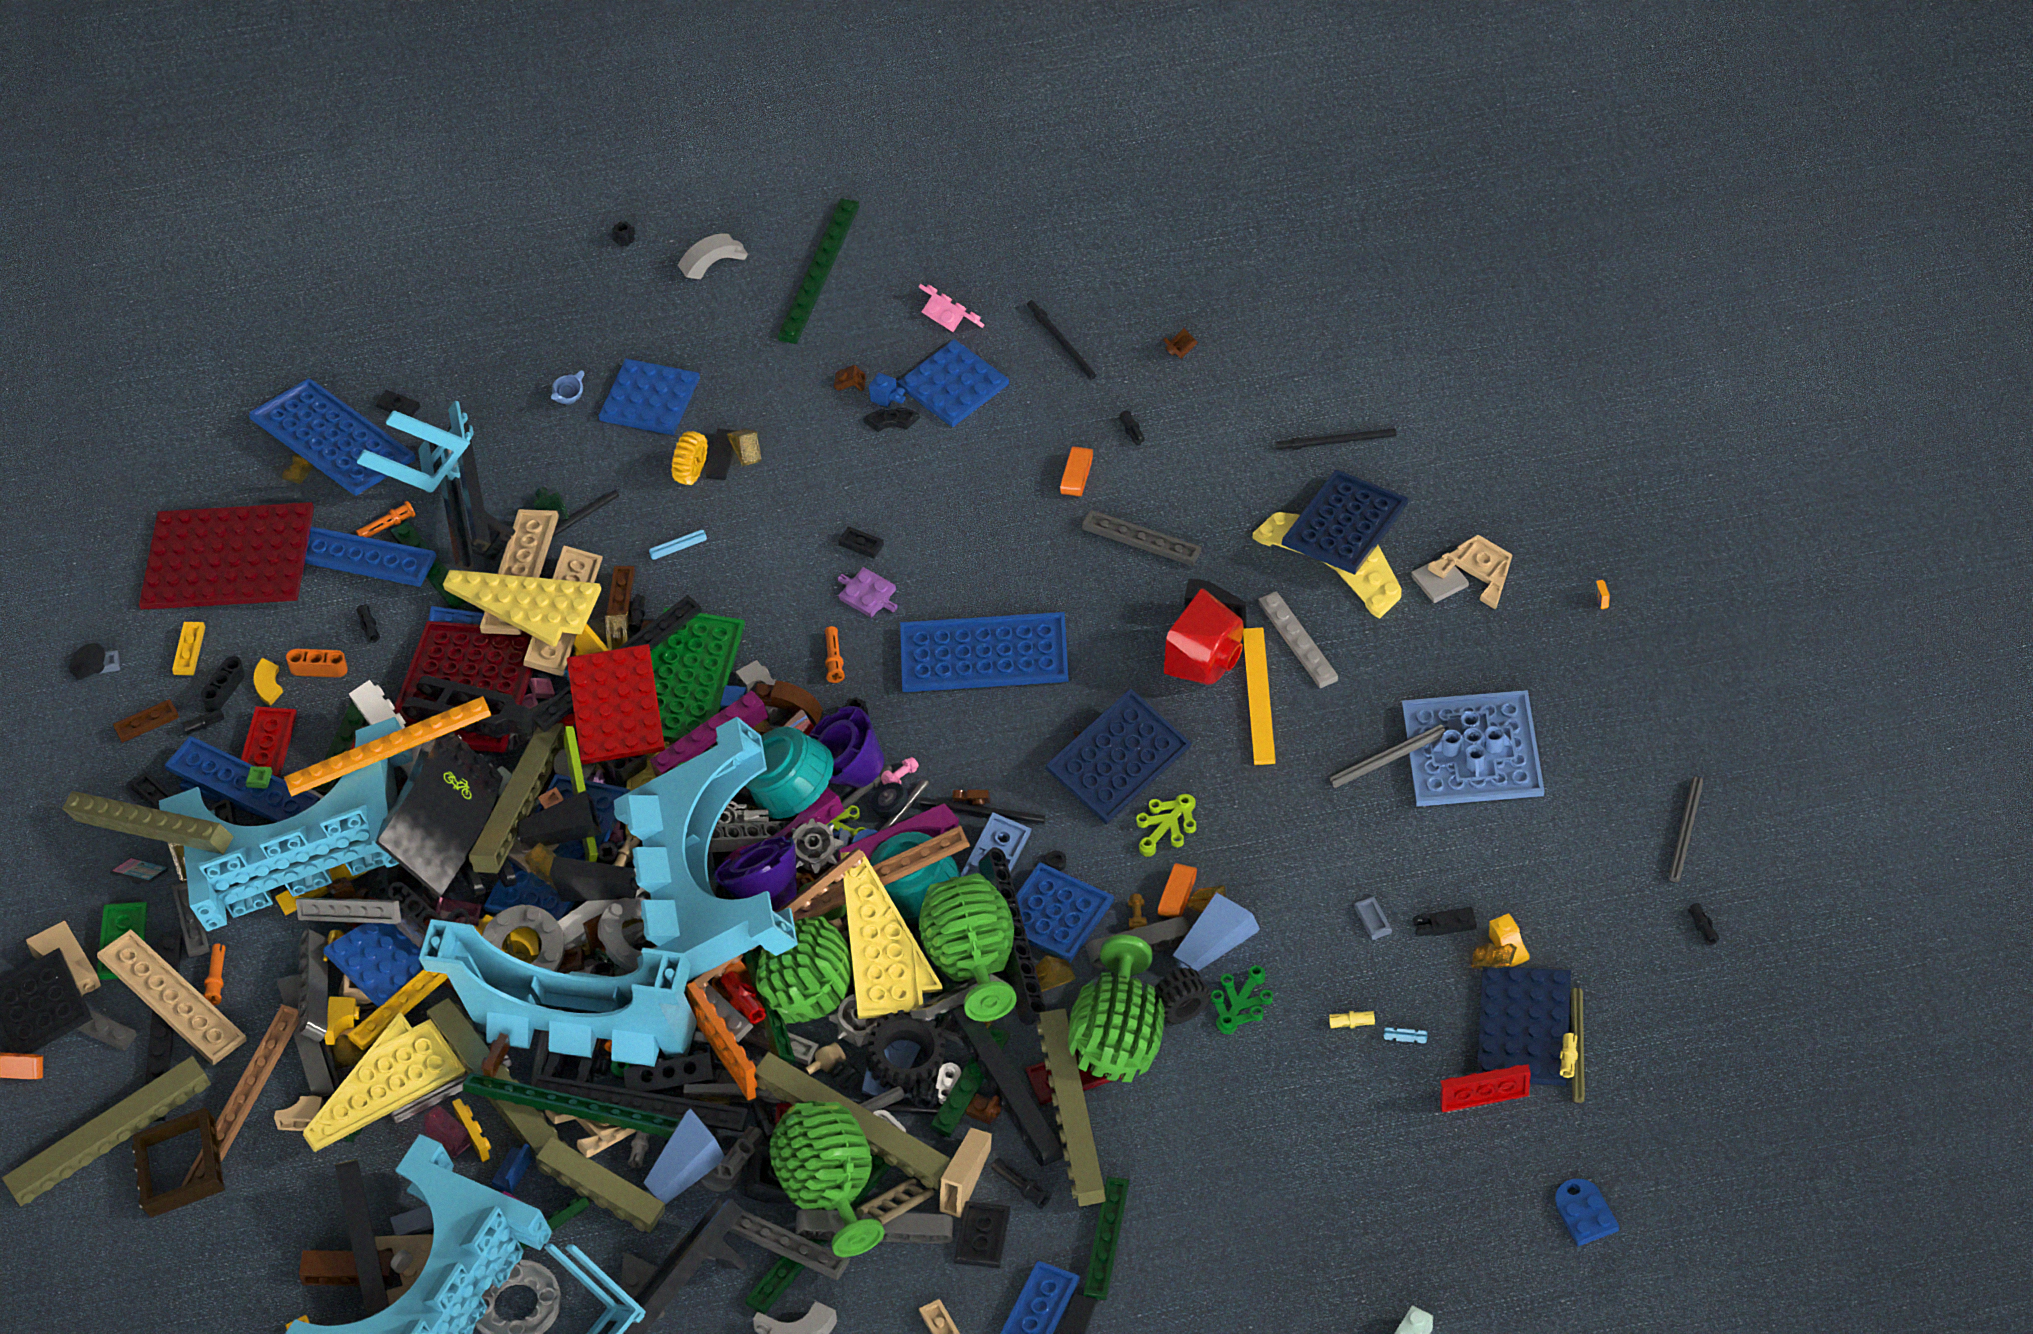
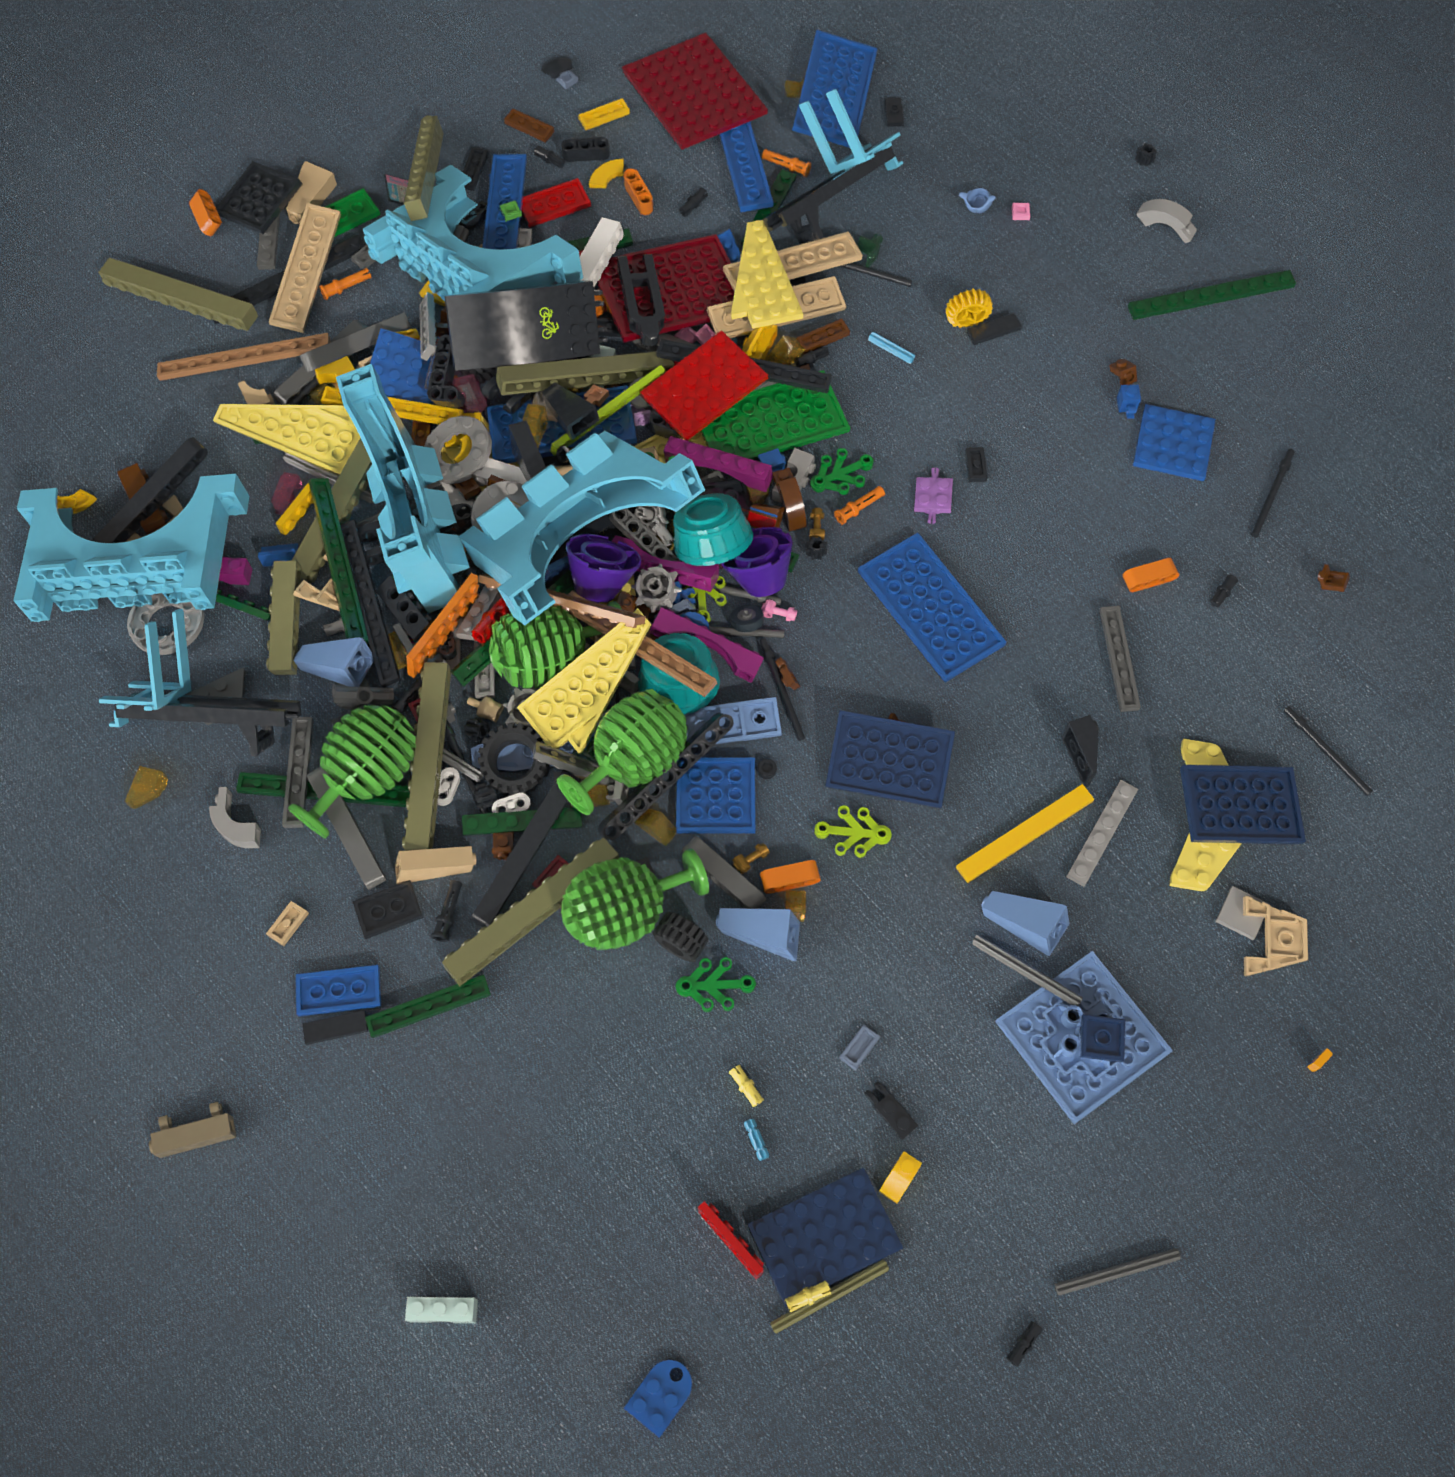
camera: 55 degrees right, 15 degrees up
(188, 1193) = (181, 363): dark brown window -> none
(387, 746) = (548, 259): light orange plate -> none
(401, 1261) = (153, 526): light grey tile -> none
(498, 1051) = (350, 486): reddish brown plate -> none
(604, 364) = (1020, 211): none -> bright pink tile
(649, 396) = (1013, 255): blue plate -> none
(746, 446) = (1009, 339): clear yellow slope -> none
(785, 671) = (840, 474): none -> green plant
(836, 703) = (817, 514): none -> pearl gold bar
(891, 418) = (1109, 419): black tile -> none
(893, 1209) = (360, 833): dark tan bar -> none
(944, 312) = (1237, 398): bright pink bracket -> none
(1203, 641) = (1037, 760): red piece -> none
(1340, 731) = (1030, 919): none -> medium blue slope
(1487, 724) = (1102, 1038): none -> dark blue plate
(1493, 956) = (875, 1172): clear yellow slope -> none

